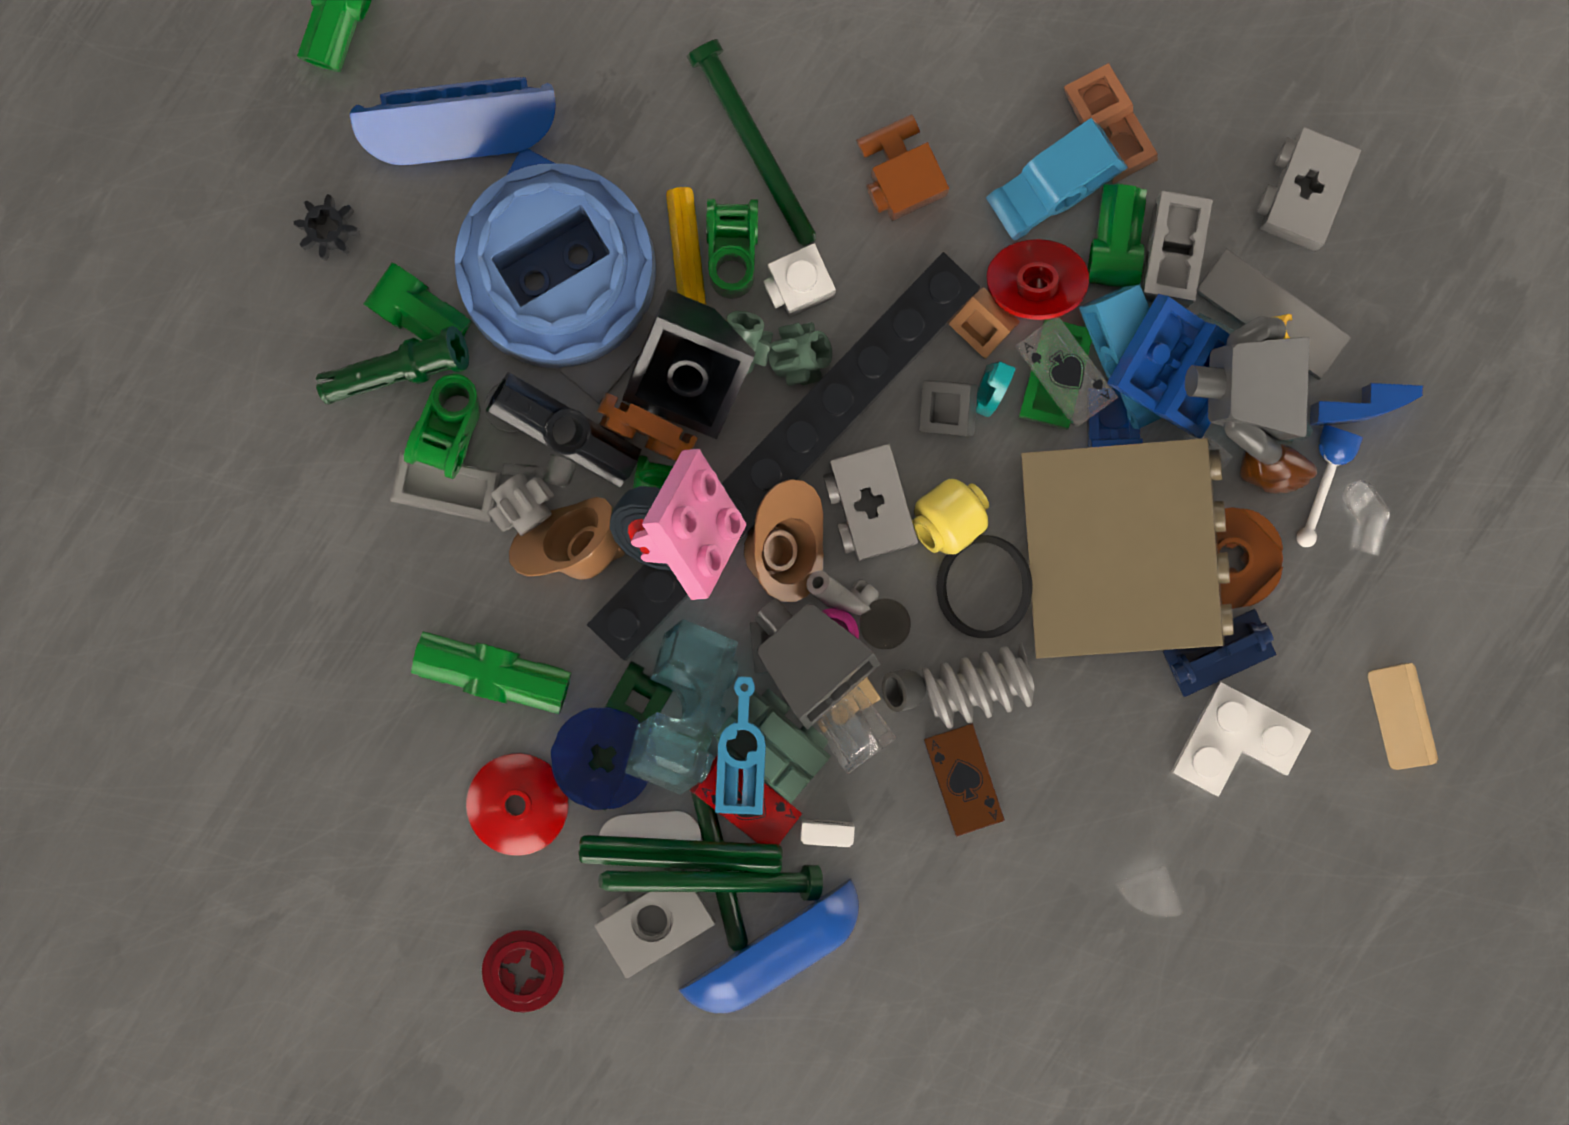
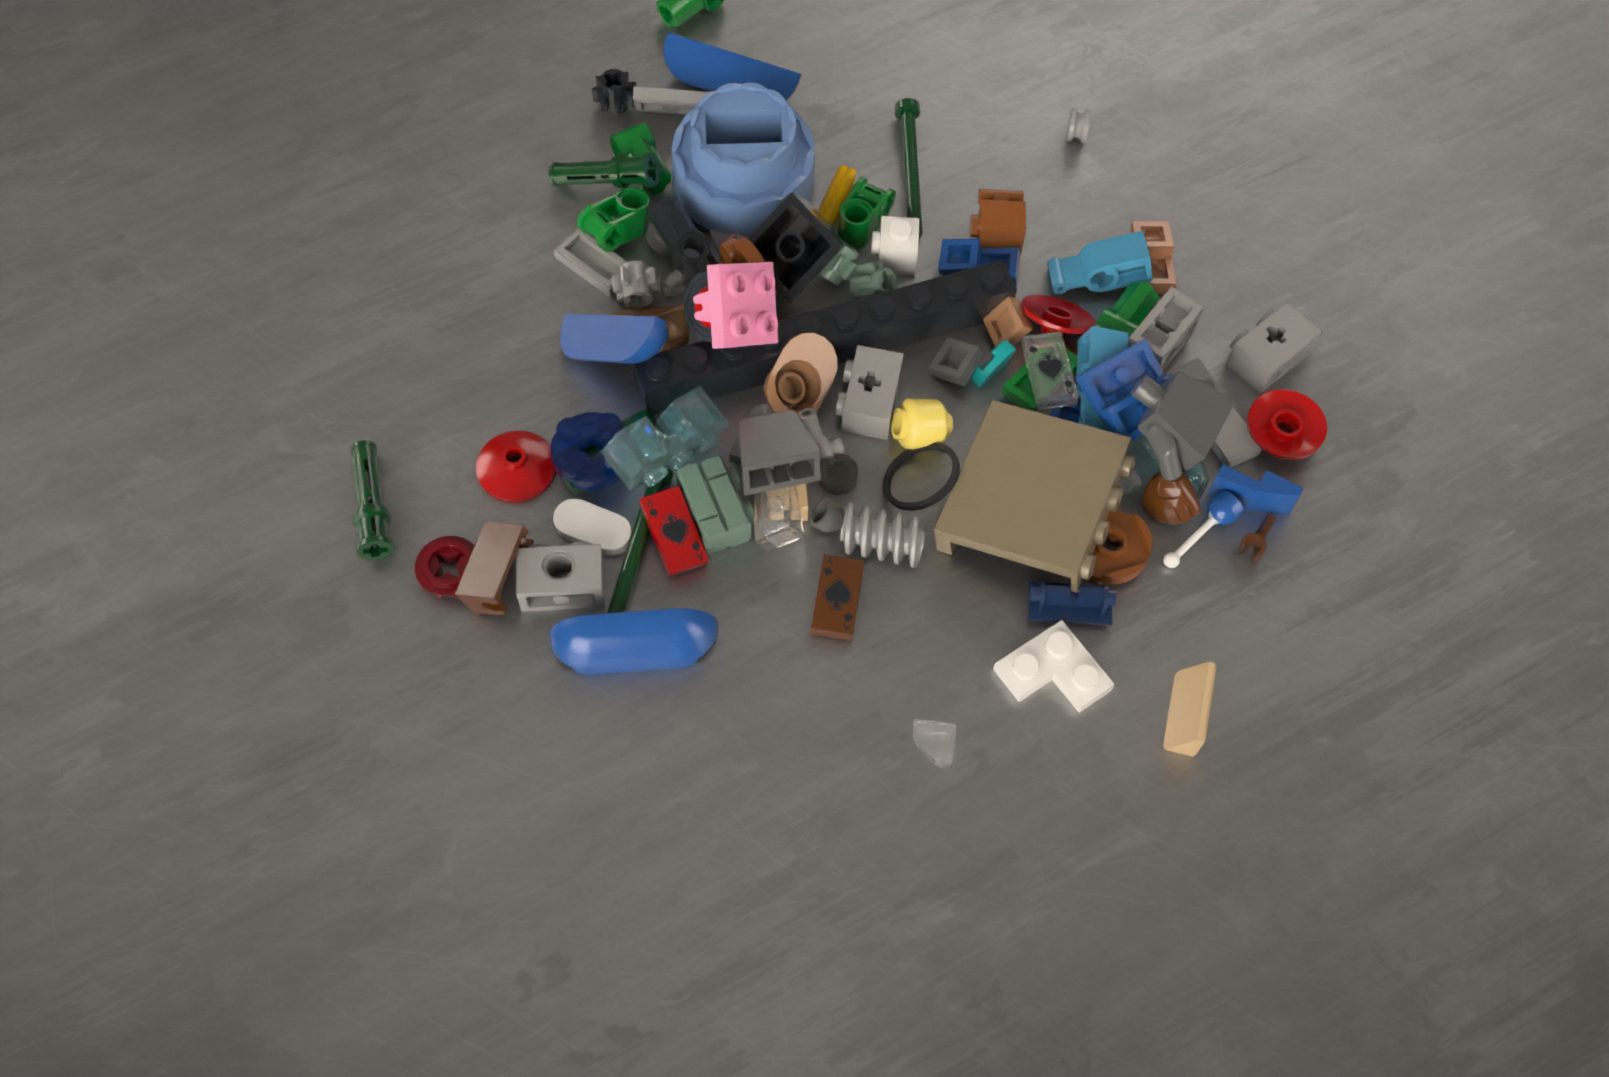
camera: 25 degrees right, 25 degrees down
(344, 891) = (370, 514): none -> dark green pin
(428, 196) = (665, 100): none -> light grey tile
(491, 672) = (551, 371): green piece -> none
(546, 610) = (612, 337): none -> brick
(577, 955) = (489, 567): none -> hinge
(680, 854) = (610, 538): dark green axle -> none
(752, 767) = (686, 481): dark azure piece -> none
(806, 882) = (615, 557): dark green bar -> none
(827, 832) = (719, 567): white tile -> none
(905, 242) = (967, 253): none -> blue slope
(1371, 514) = (1226, 564): clear arm -> none
(1385, 275) = (1291, 412): none -> red dish
(1391, 457) = (1258, 538): none -> reddish brown hand

